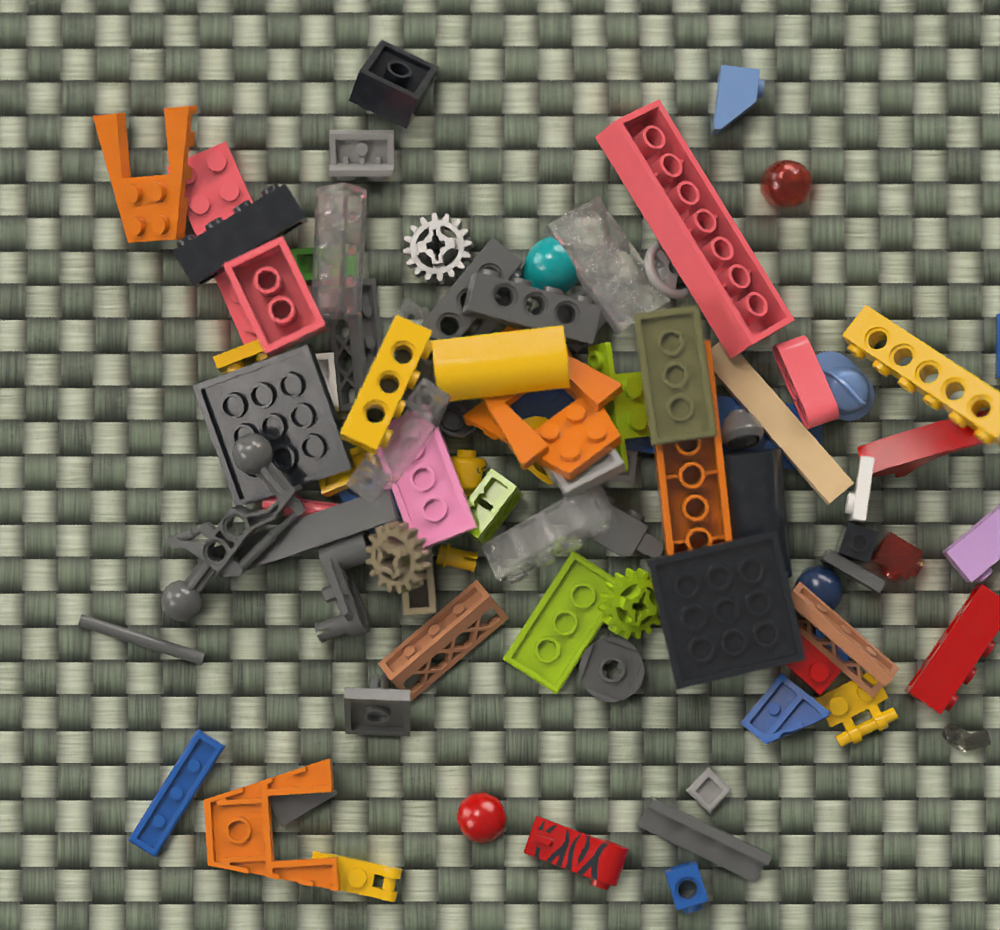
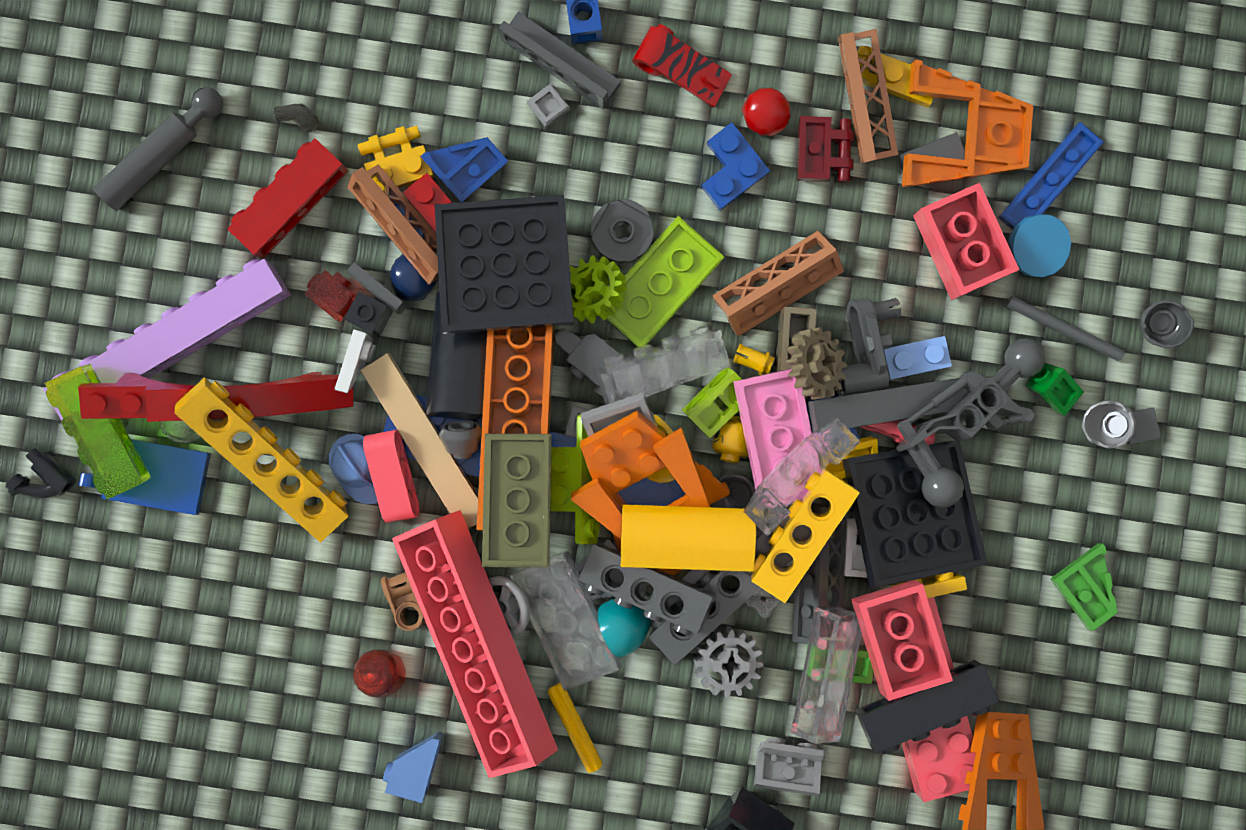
camera: 175 degrees left, 0 degrees up
(42, 657) = (1166, 324): none -> dark grey hair
(52, 551) = (1146, 426): none -> dark grey tile
(84, 378) = (1088, 587): none -> bright green wing
(87, 546) = (1109, 424): none -> light grey hair
(144, 575) = (1056, 388): none -> green bracket
(181, 720) = (1040, 245): none -> dark azure tile
(259, 710) = (965, 241): none -> coral brick
(290, 585) = (917, 357): none -> light blue plate
(377, 709) = (852, 225): dark grey tile -> none
(392, 843) = (857, 93): none -> nougat fence
(425, 783) = (815, 149): none -> dark red plate
(499, 758) = (740, 170): none -> blue plate
(581, 160) = (575, 728): none -> yellow axle
(775, 261) = (400, 600): none -> medium nougat piece

